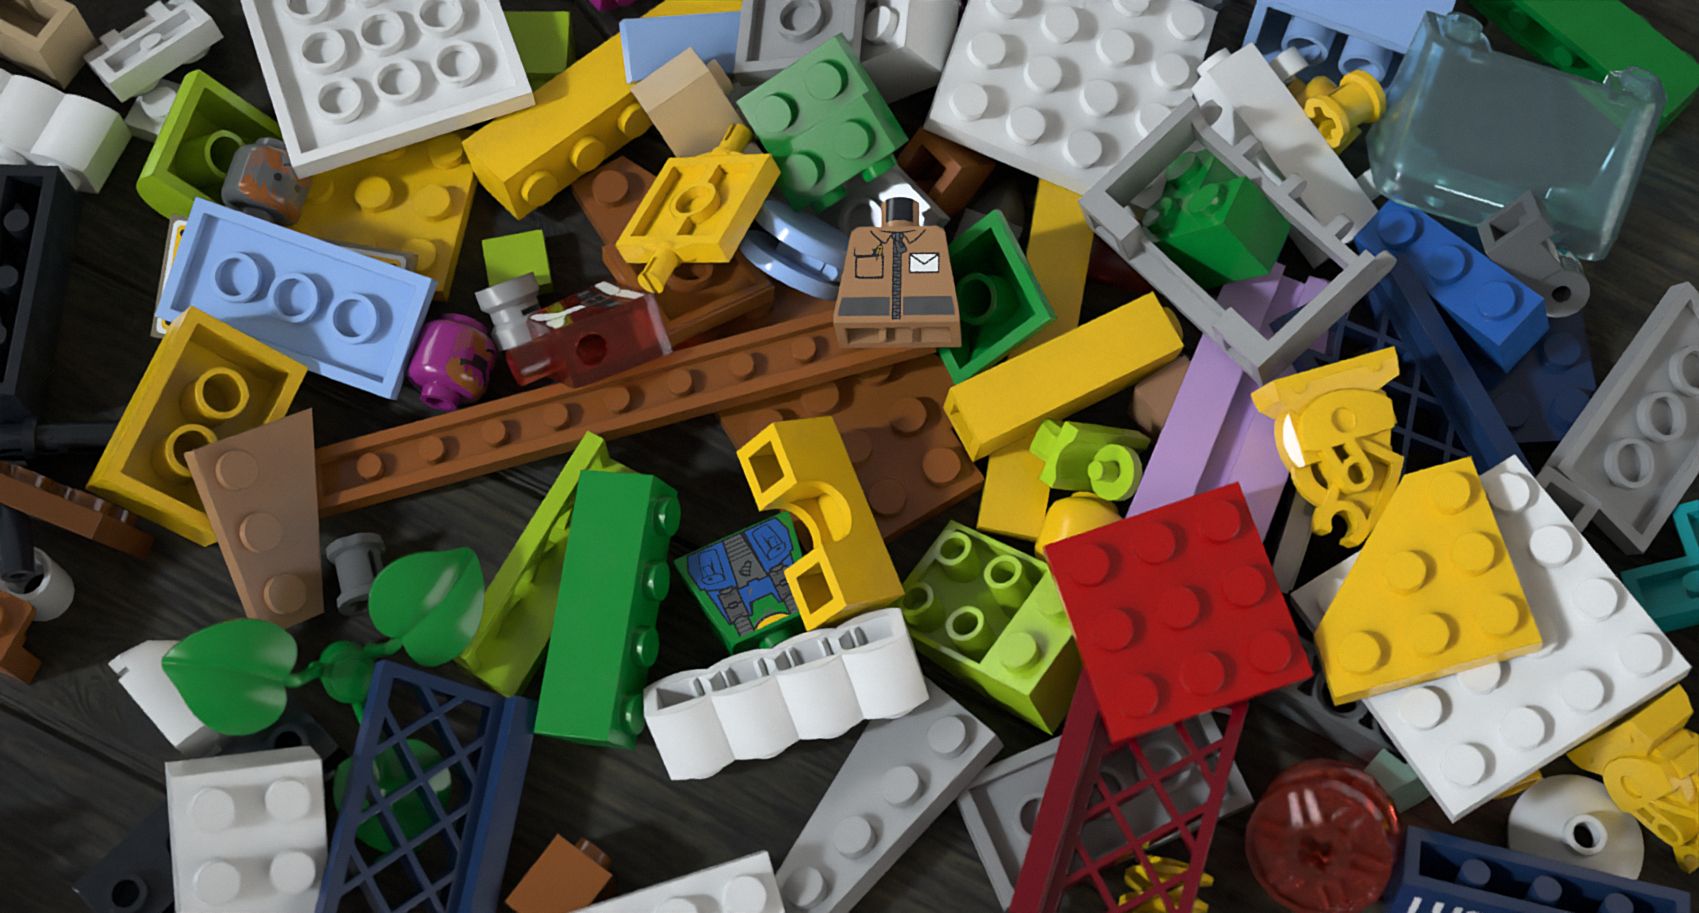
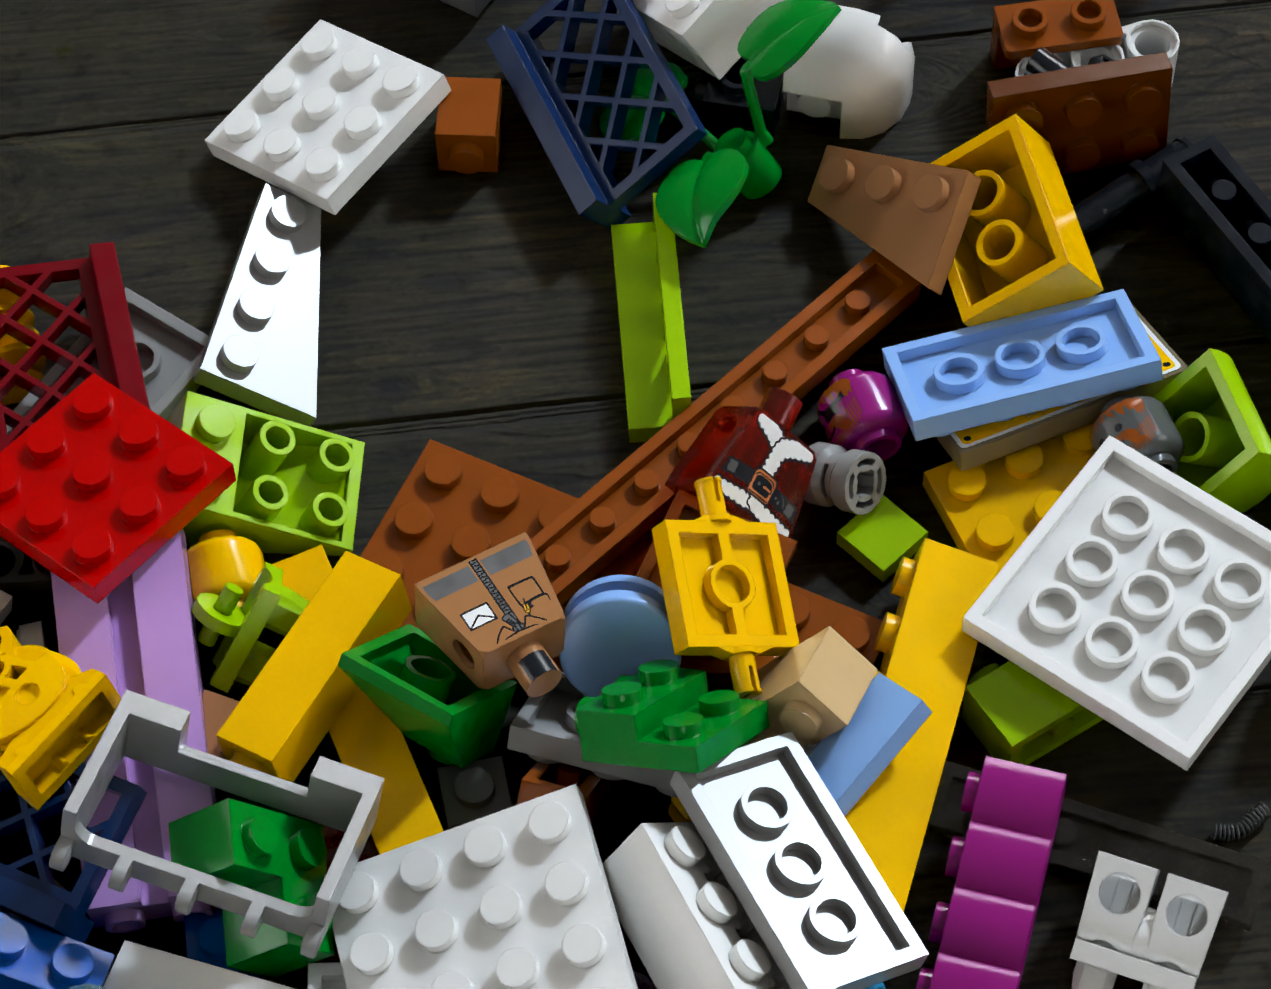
camera: 150 degrees right, 10 degrees down
(357, 566) = (798, 234): dark grey bush -> none
(608, 609) = (576, 297): green brick -> none
(743, 585) = (474, 388): torso -> none
(777, 695) = (387, 313): white brick -> none
(809, 473) = (398, 411): yellow arch -> none

